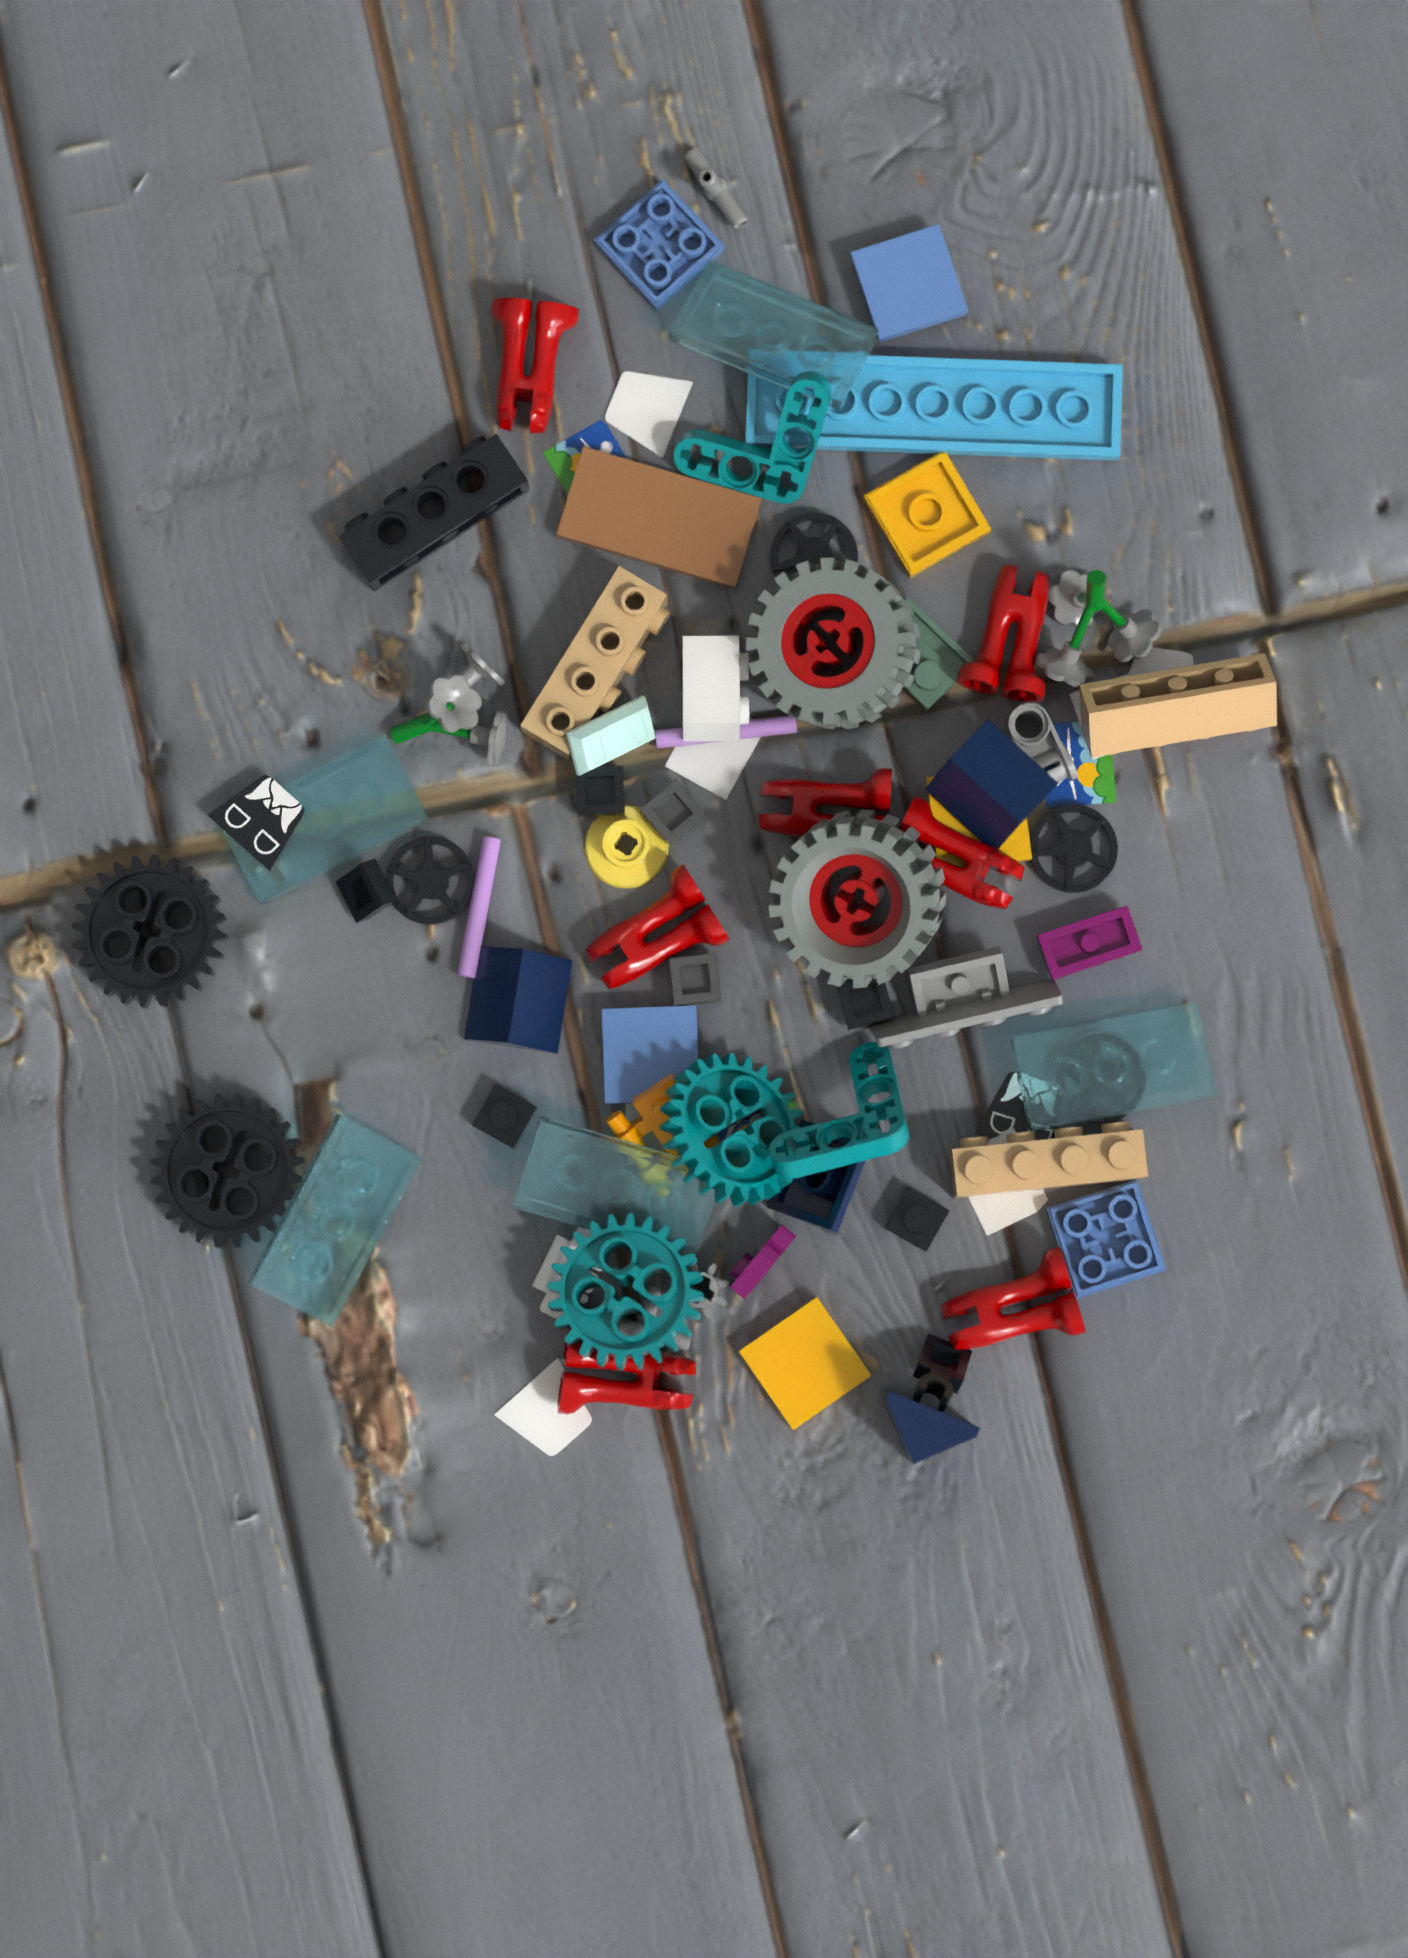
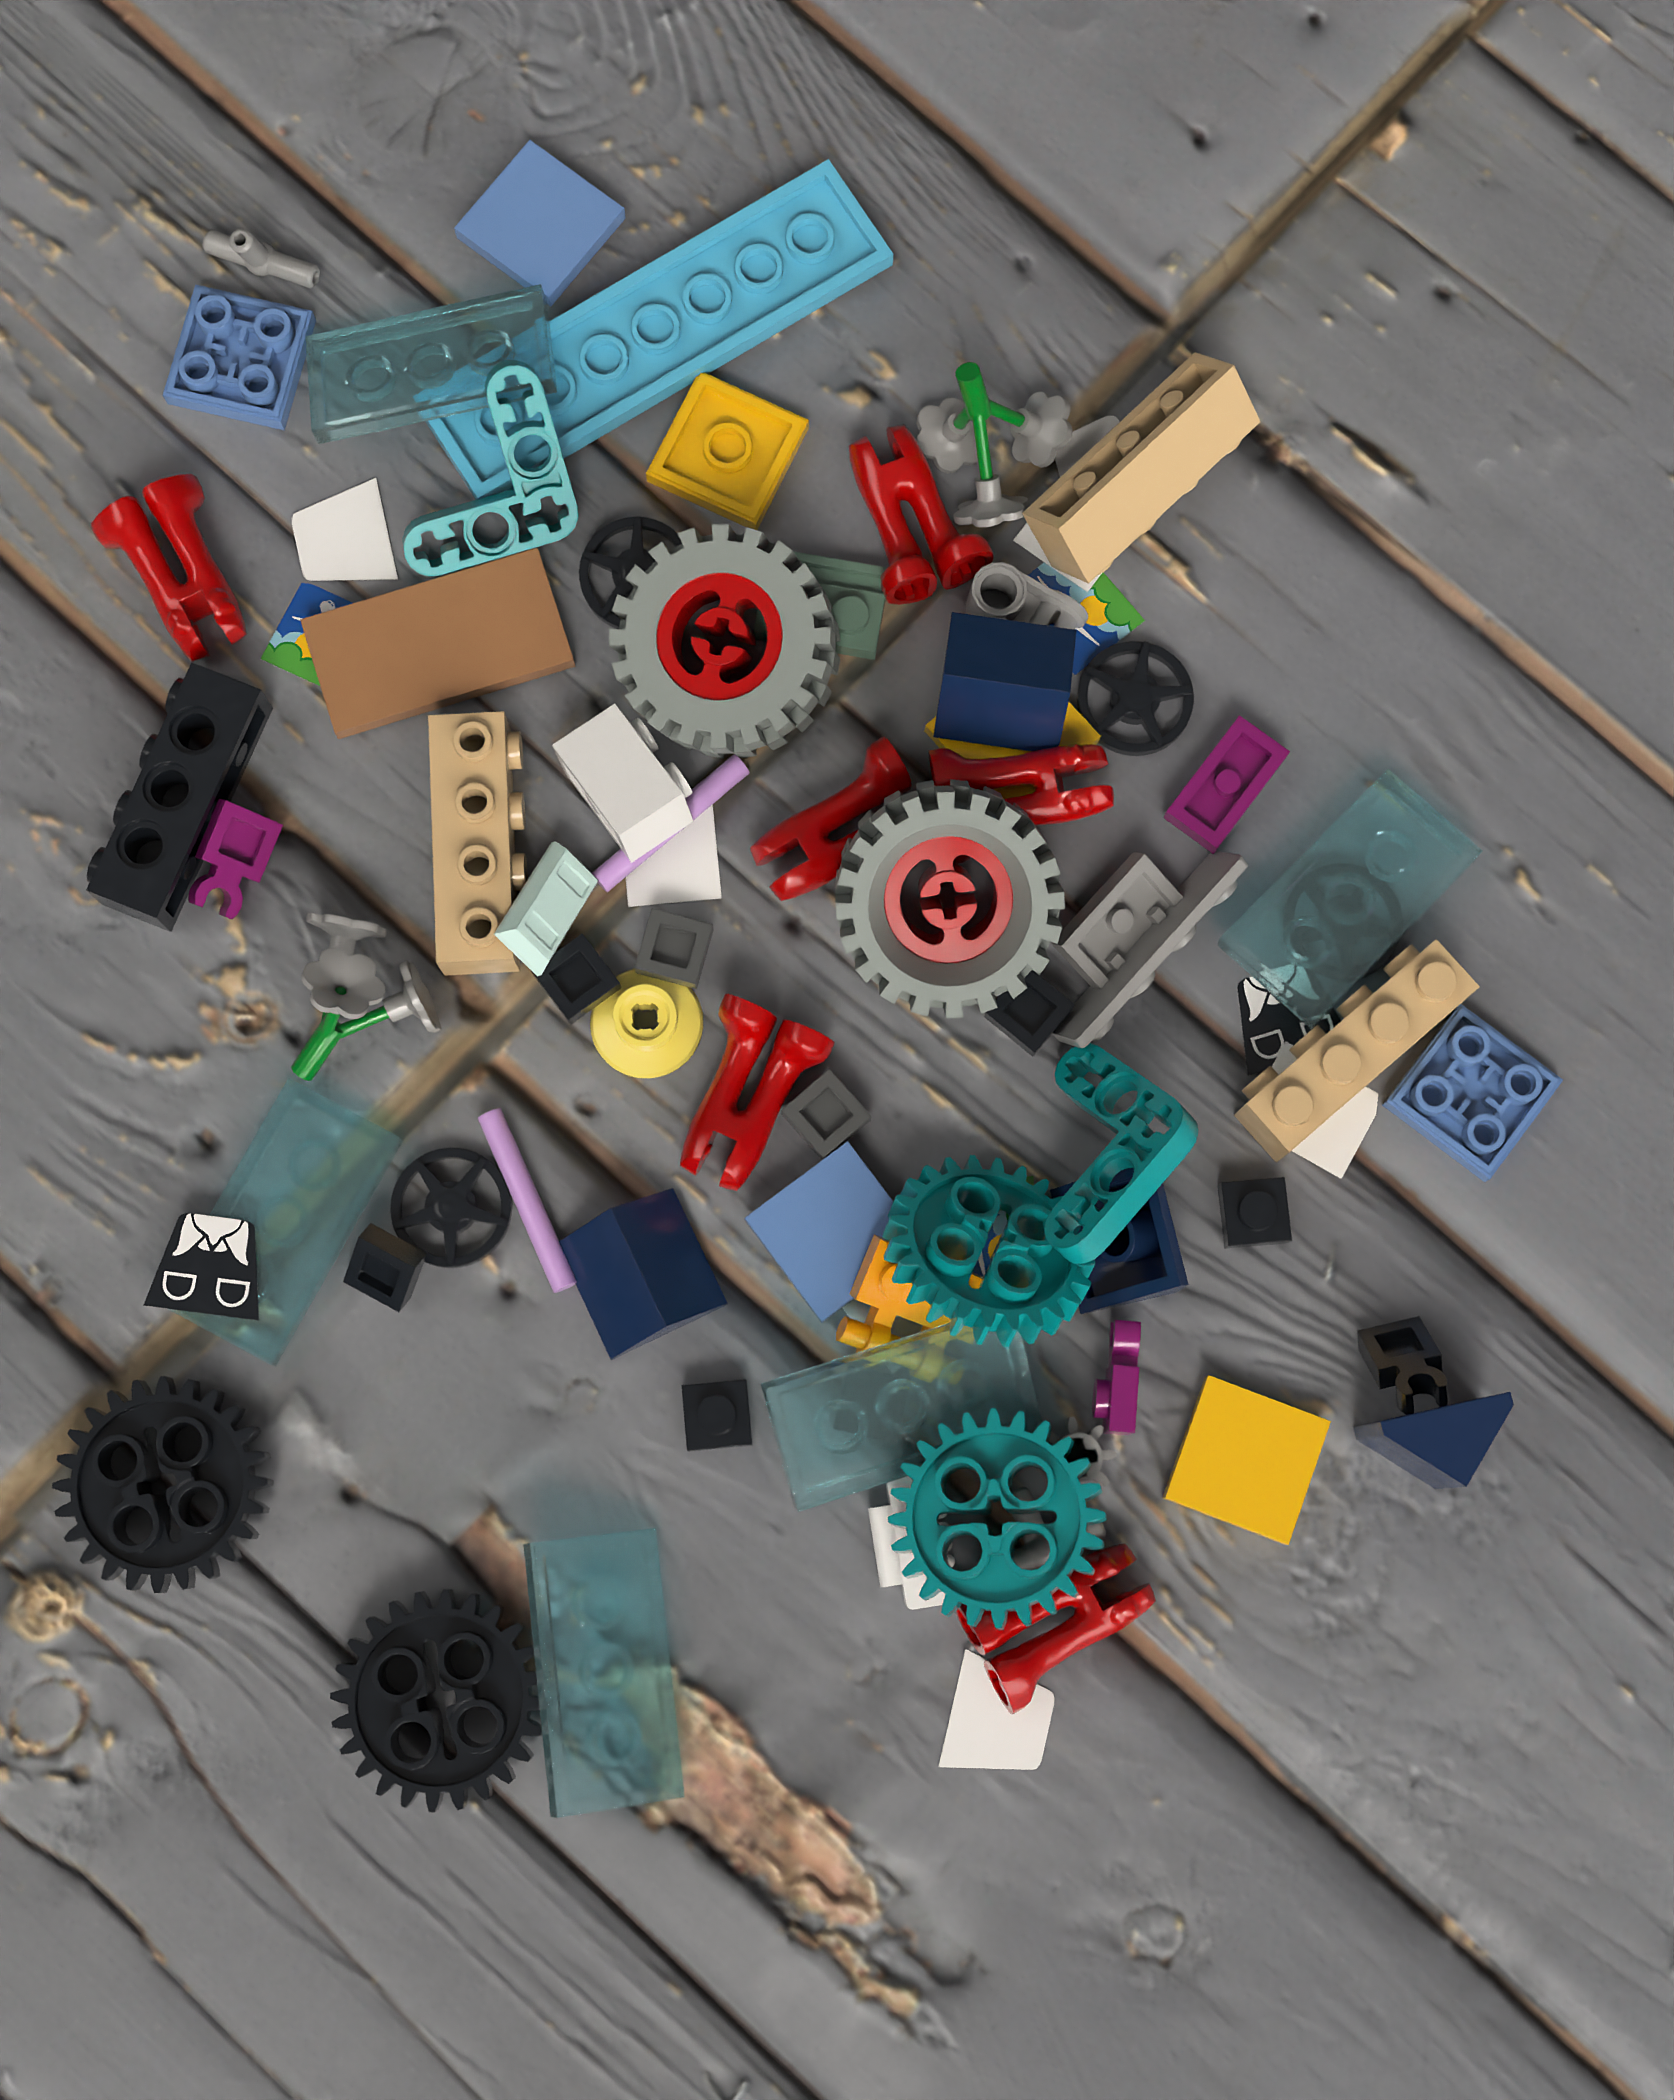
camera: 40 degrees left, 5 degrees down
(447, 567) = (237, 847): none -> magenta plate
(987, 1301) = (1447, 1174): red piece -> none

